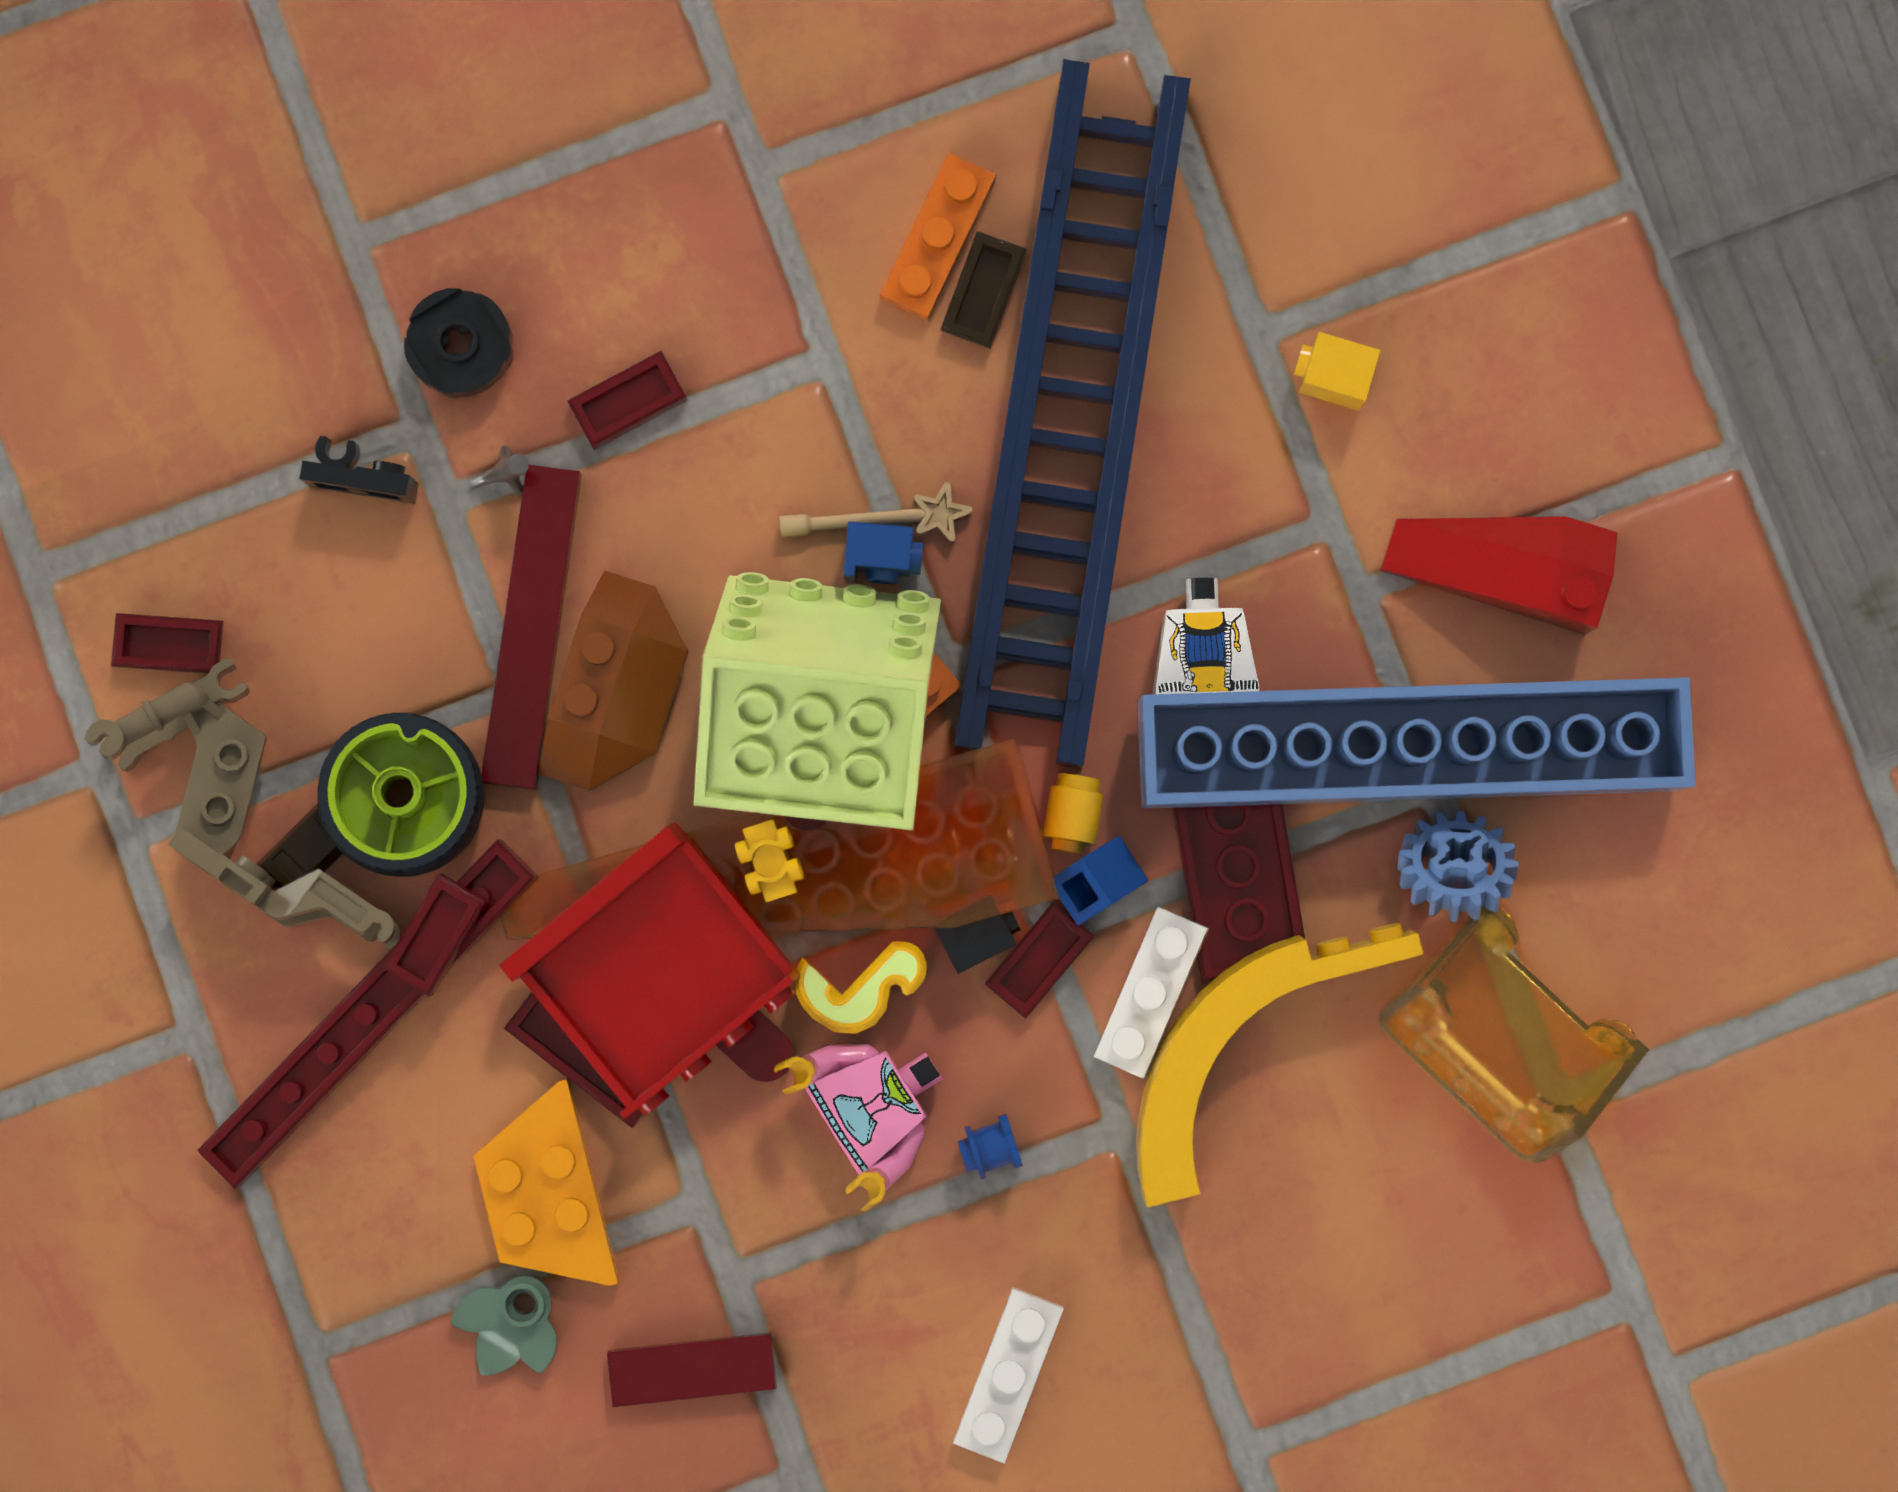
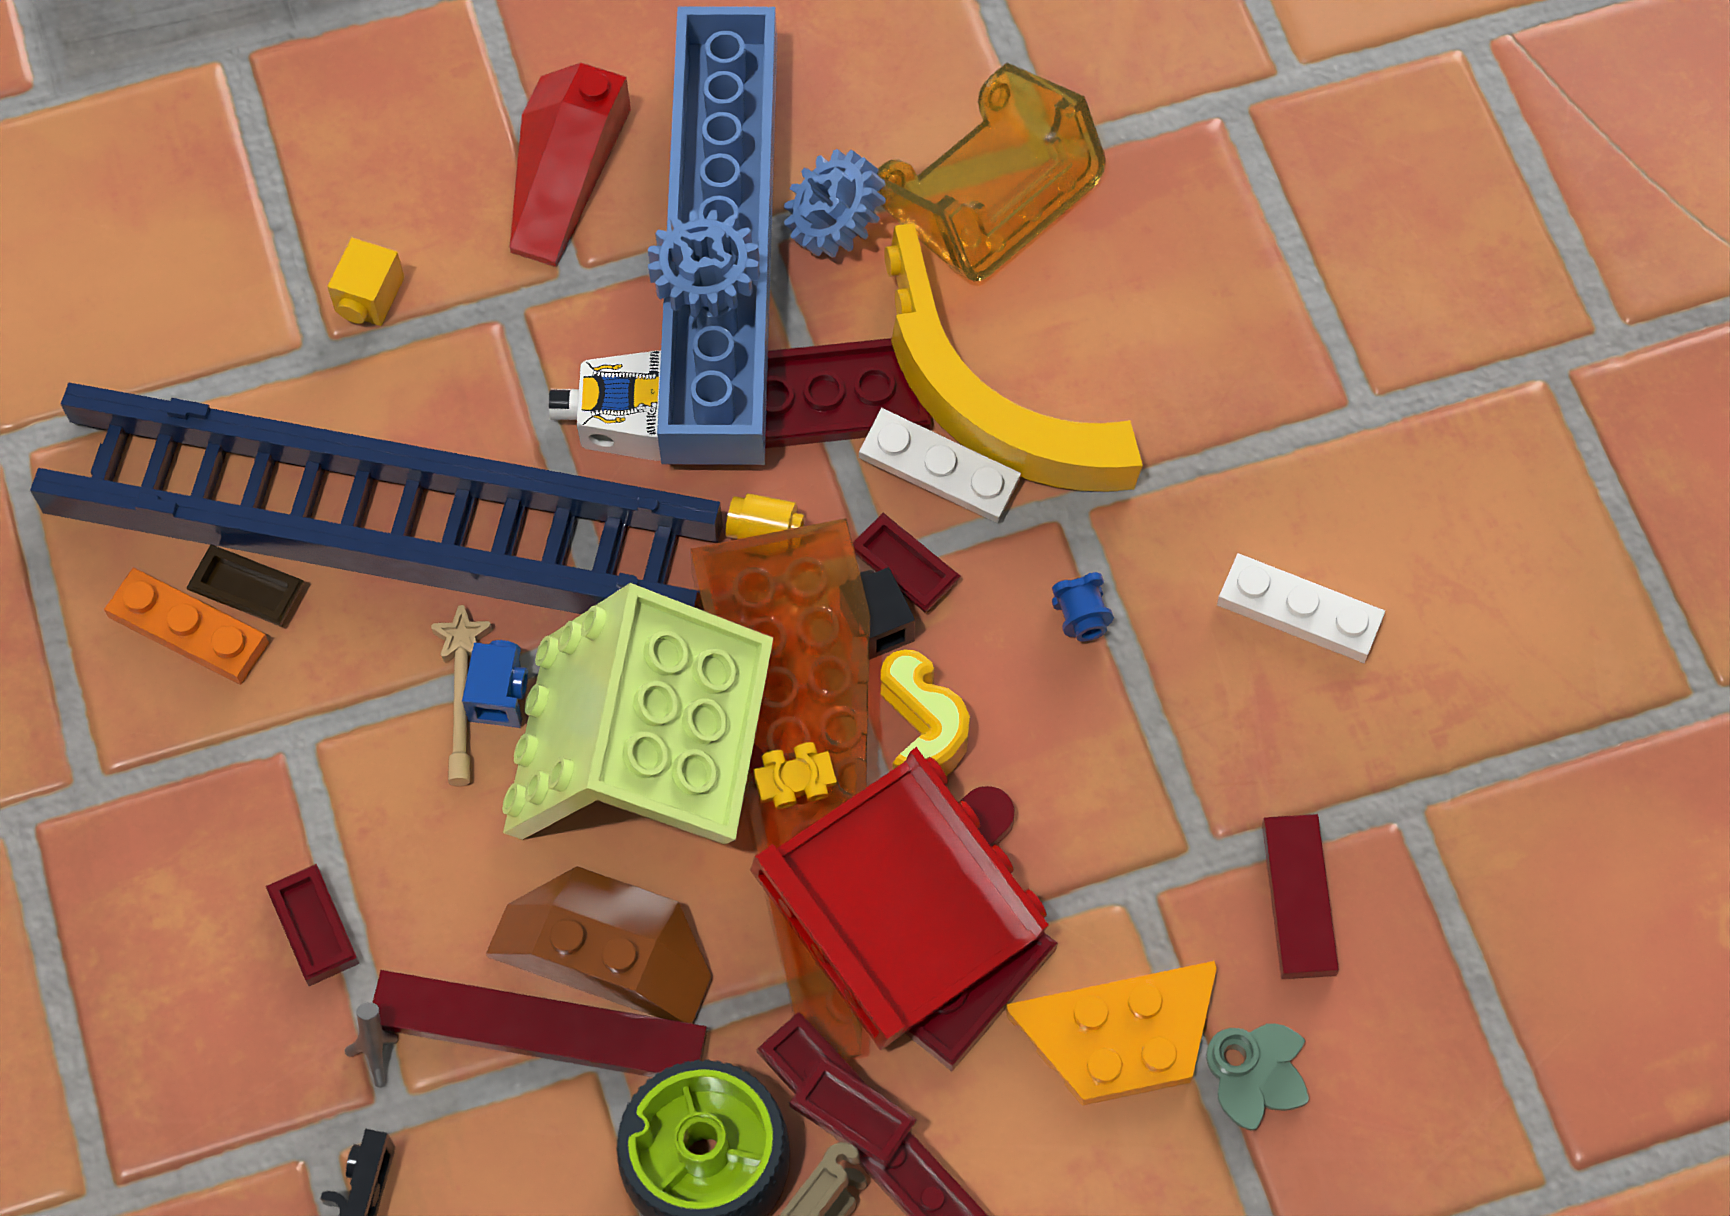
camera: 90 degrees left, 20 degrees down
(428, 336) = (258, 1103): black plate -> none
(867, 1108) = (1045, 713): bright pink torso -> none
(1099, 880) = (830, 494): blue brick -> none
(1364, 741) = (703, 263): none -> medium blue gear

